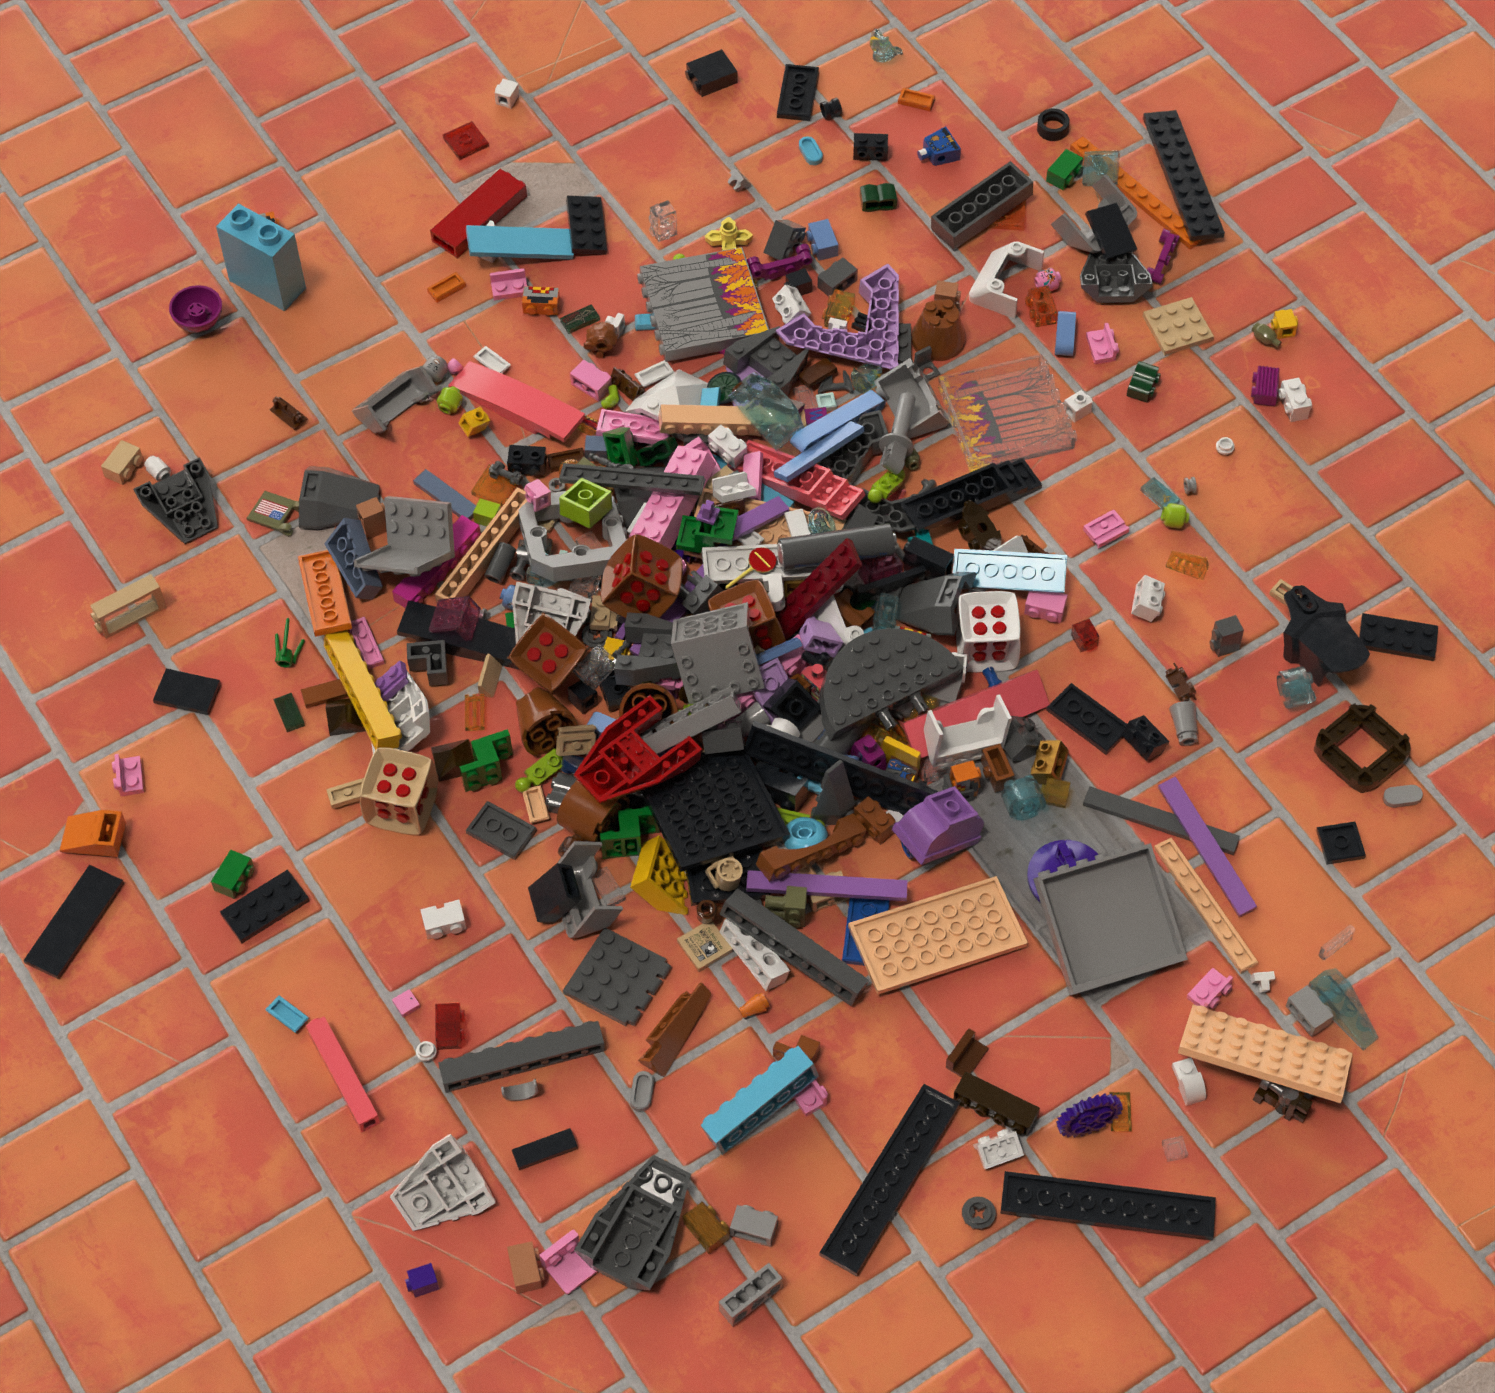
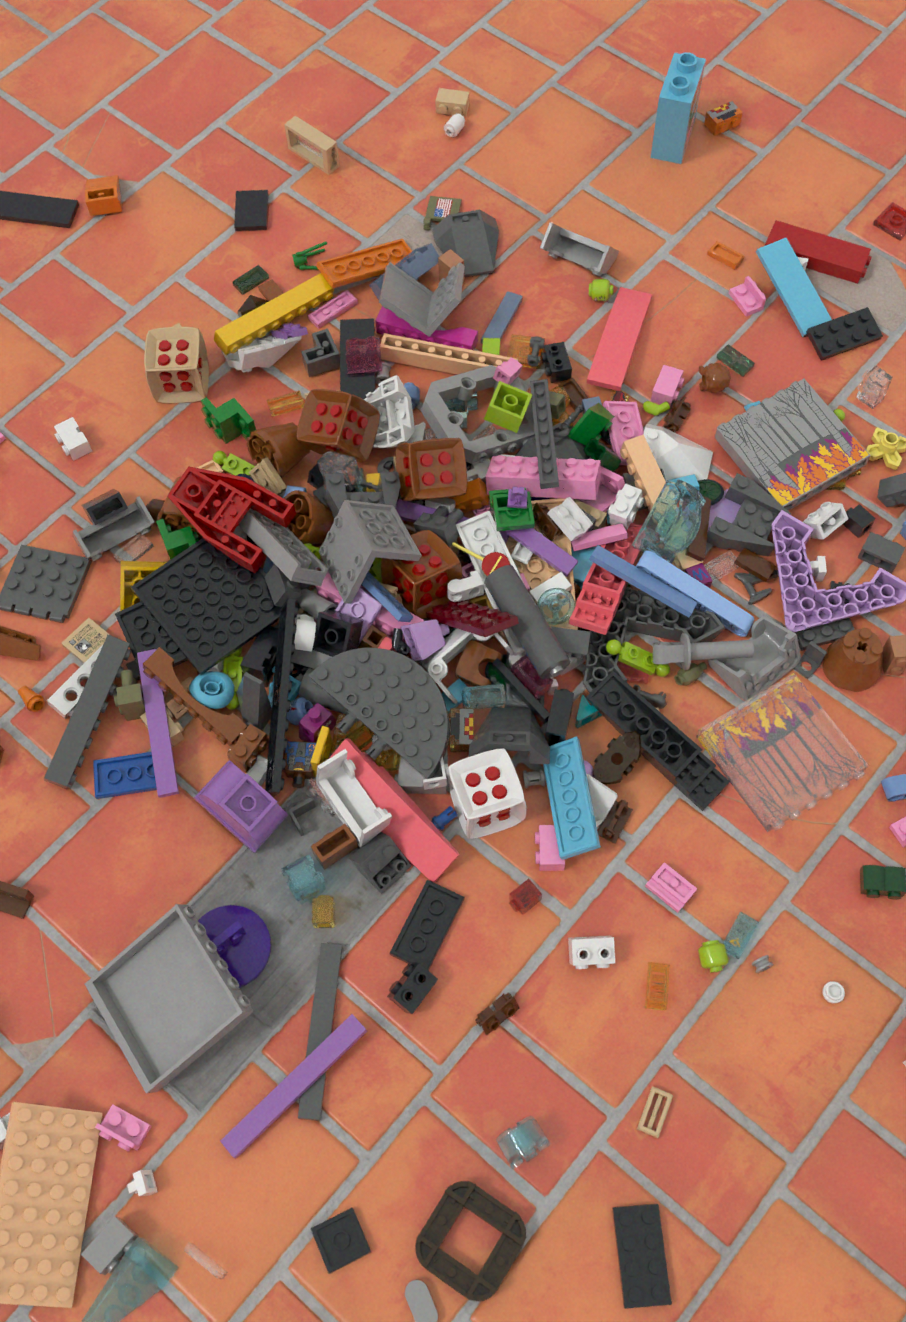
camera: 75 degrees right, 5 degrees up
(128, 775) = (163, 197): bright pink bracket -> none
(182, 502) = (425, 148): dark grey wedge -> none
(196, 308) = (616, 95): magenta piece -> none
(232, 874) = (86, 288): green brick -> none
(264, 906) = (65, 319): black plate -> none
(287, 413) = (544, 188): reddish brown hinge -> none
(436, 368) = (628, 270): light grey head -> none
(450, 757) = (234, 390): dark brown slope -> none
(454, 366) = (640, 284): bright pink hinge -> none
(474, 421) = (583, 312): yellow brick -> none
(492, 360) = (658, 309): white tile -> none
(500, 562) = (434, 373): dark grey pin -> none
(501, 830) = (172, 455): dark grey tile -> none
(540, 300) = (739, 324): brick -> none
(618, 322) = (738, 388): white tile -> none
(654, 373) = (698, 433): white tile -> none
(706, 906) = (111, 627): reddish brown brick -> none
(727, 873) = (144, 631): tan piece -> none
(781, 267) = (869, 499): magenta plate -> none
(826, 400) = (726, 584): light aqua tile -> none
(839, 306) = (844, 564): clear yellow brick -> none
(864, 377) = (766, 605): clear light blue hair -> none
(937, 935) = (134, 839): light nougat plate -> none
(965, 777) = (308, 817): orange brick -> none
(1049, 760) = (355, 896): pearl gold brick -> none
(1078, 406) = (820, 821): white brick -> none
(1185, 722) = (444, 1027): light grey plant -> none
(1206, 905) = (226, 1102): light nougat tile -> none
(1226, 636) = (566, 1046): dark grey brick -> none
(1320, 636) = (596, 1159): black piece -> none

